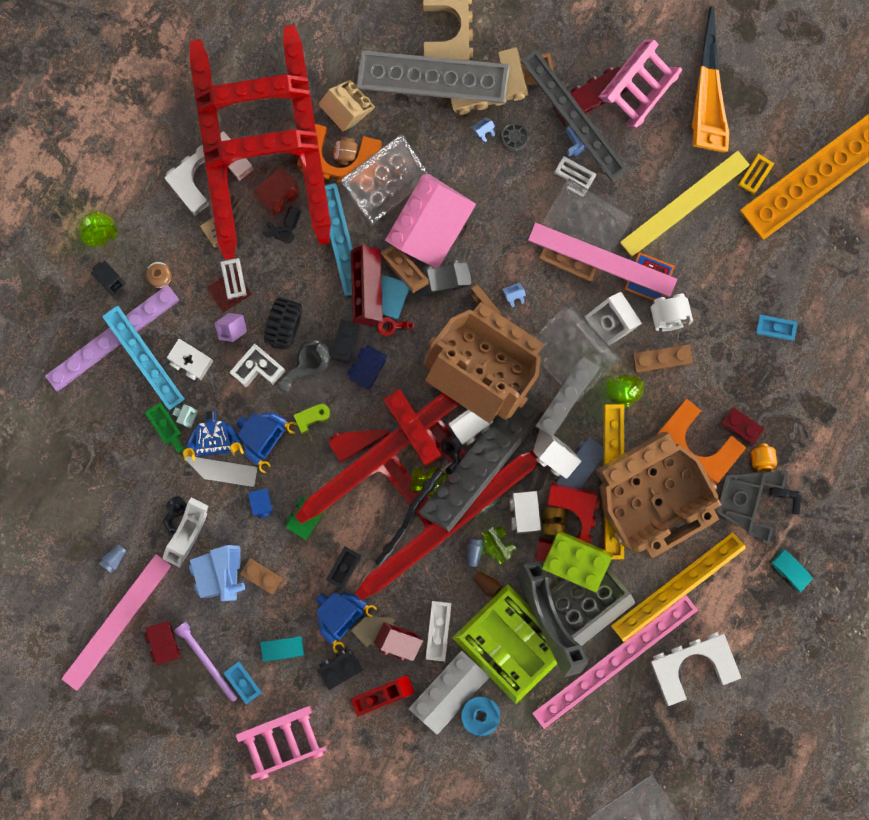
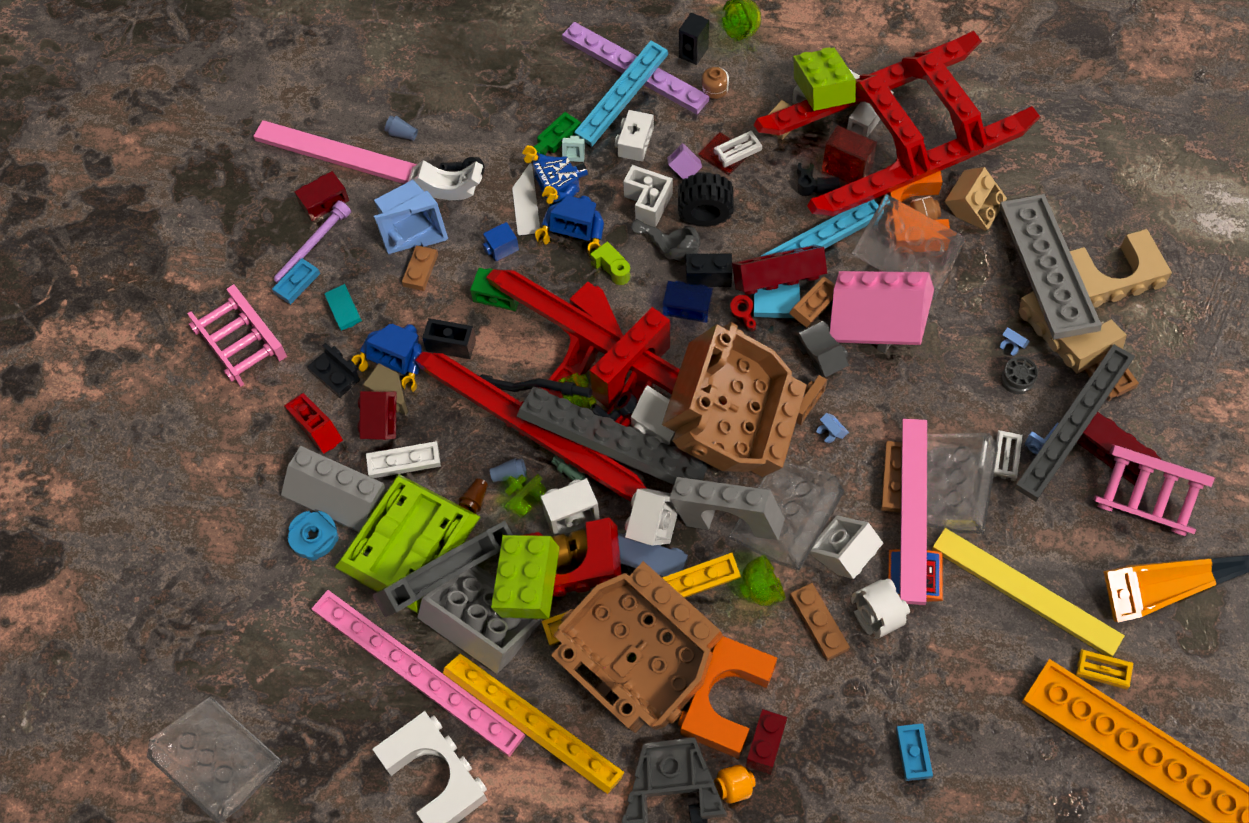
camera: 75 degrees right, 20 degrees down
(202, 185) = (824, 78): none -> lime brick

